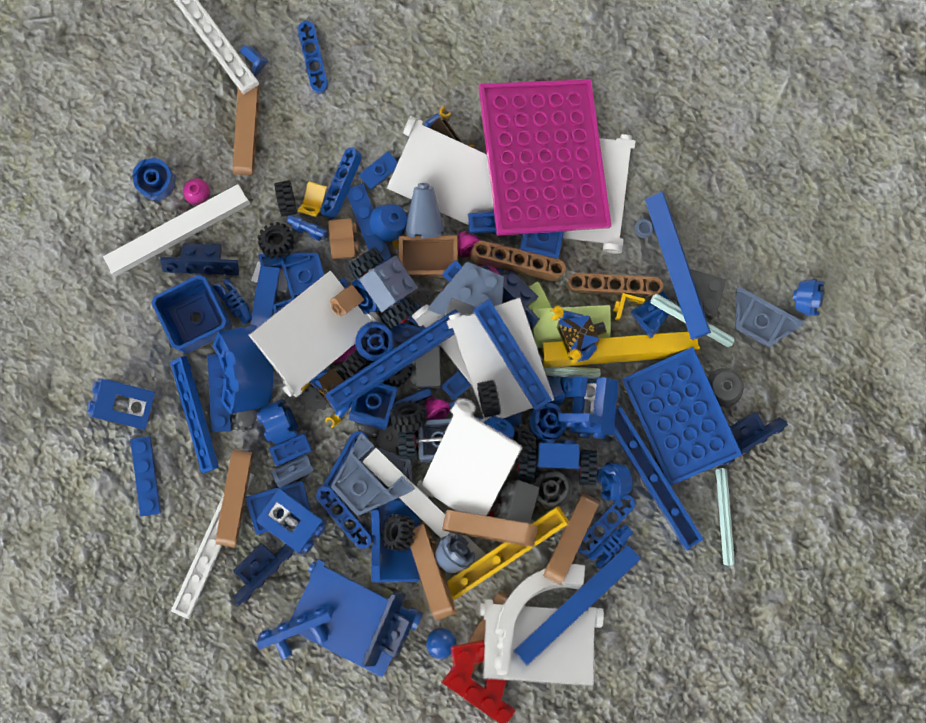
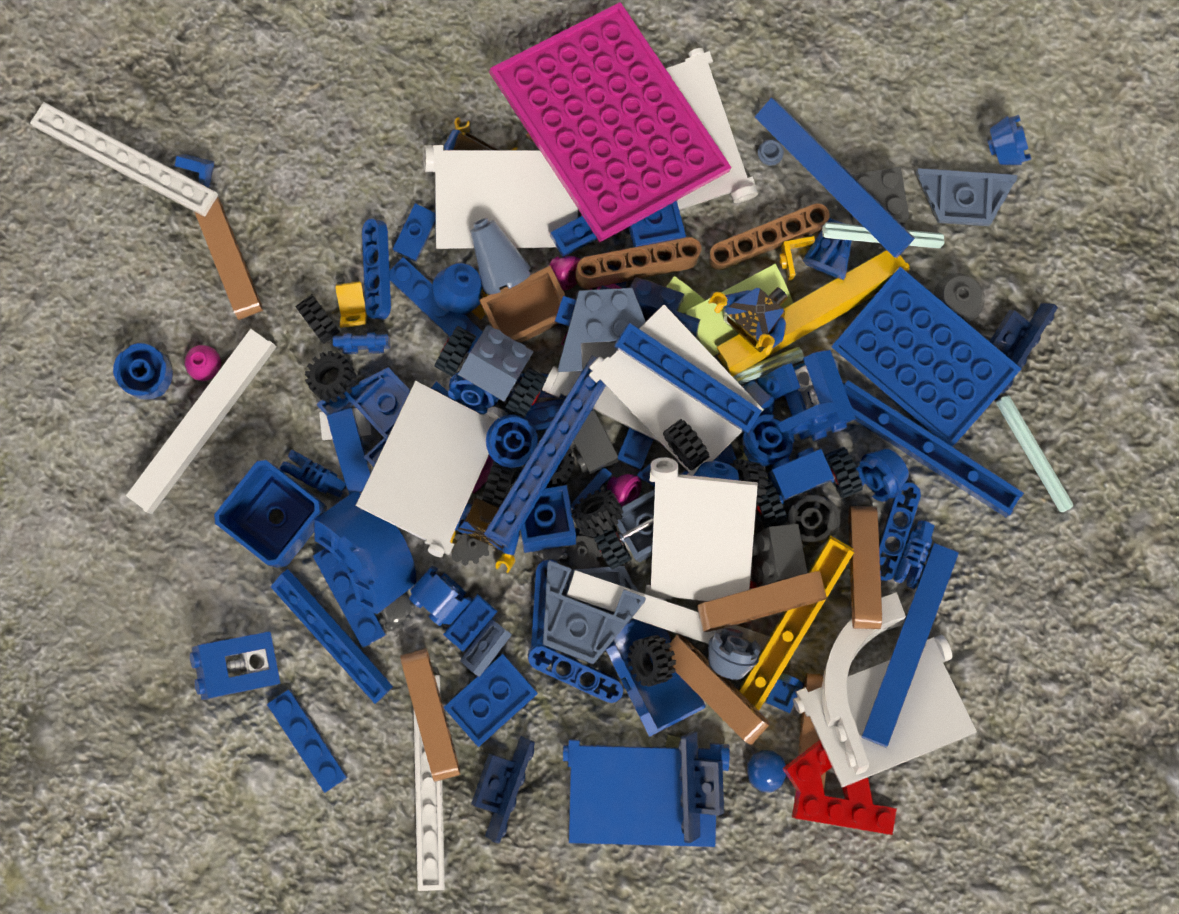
camera: 25 degrees left, 0 degrees up
(200, 260) = (247, 444): dark blue bracket -> none
(300, 624) = (586, 828): blue plate -> none
(304, 533) = (538, 715): blue brick -> none
(312, 57) = (267, 132): blue beam -> none
(342, 239) = (411, 337): medium nougat brick -> none
(346, 301) = (453, 408): medium nougat brick -> none
(477, 596) = (784, 692): none -> blue tile

